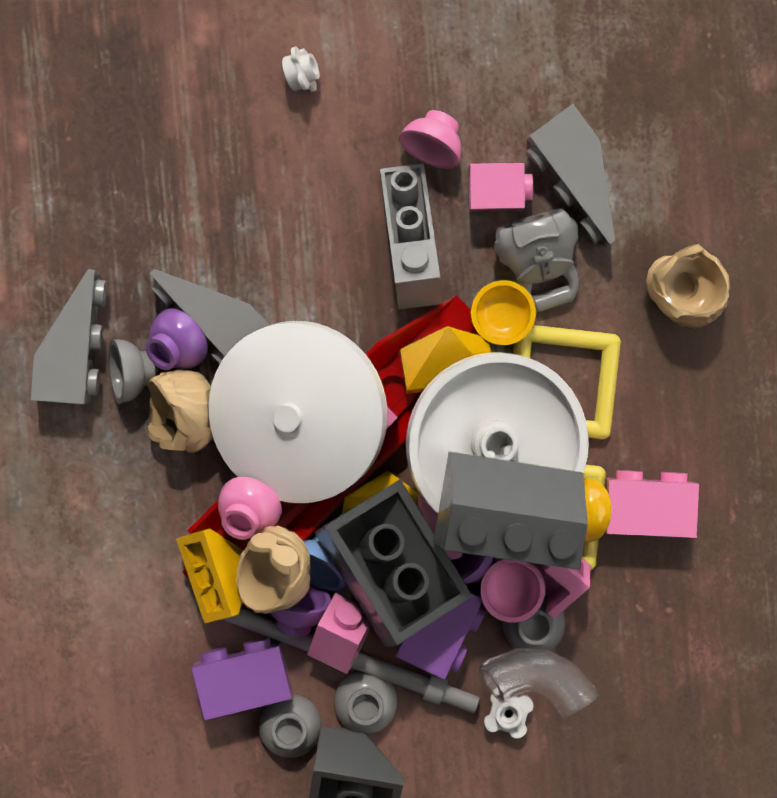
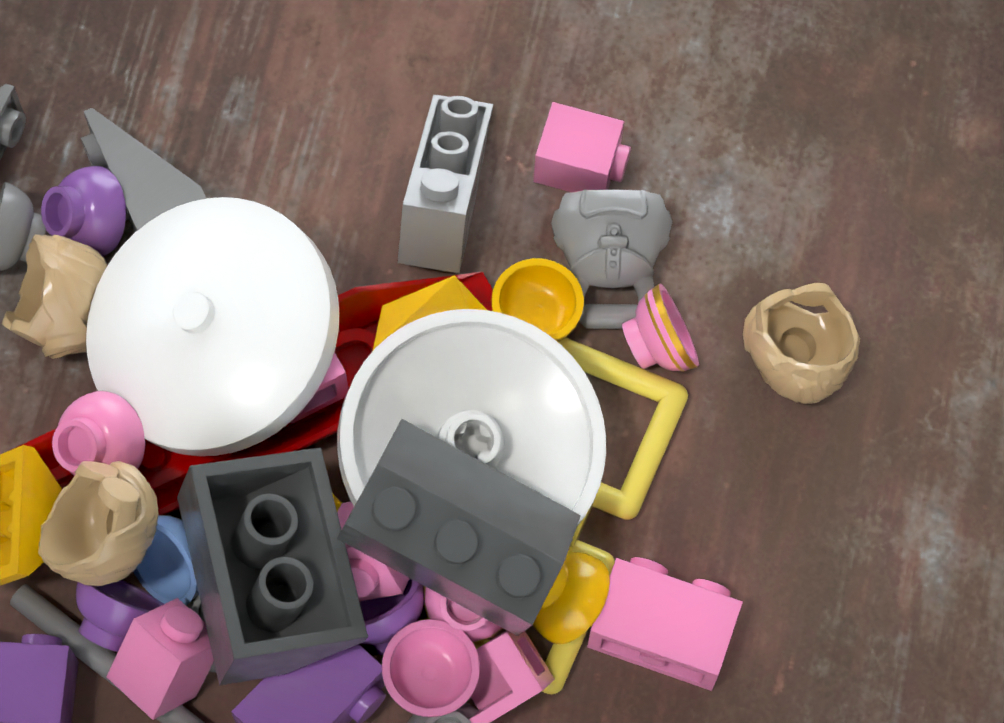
camera: 15 degrees right, 20 degrees down
(433, 140) = (512, 72): bright pink piece -> none
(576, 162) = (690, 142): light grey slope -> none
(592, 306) = (660, 333): none -> bright pink piece

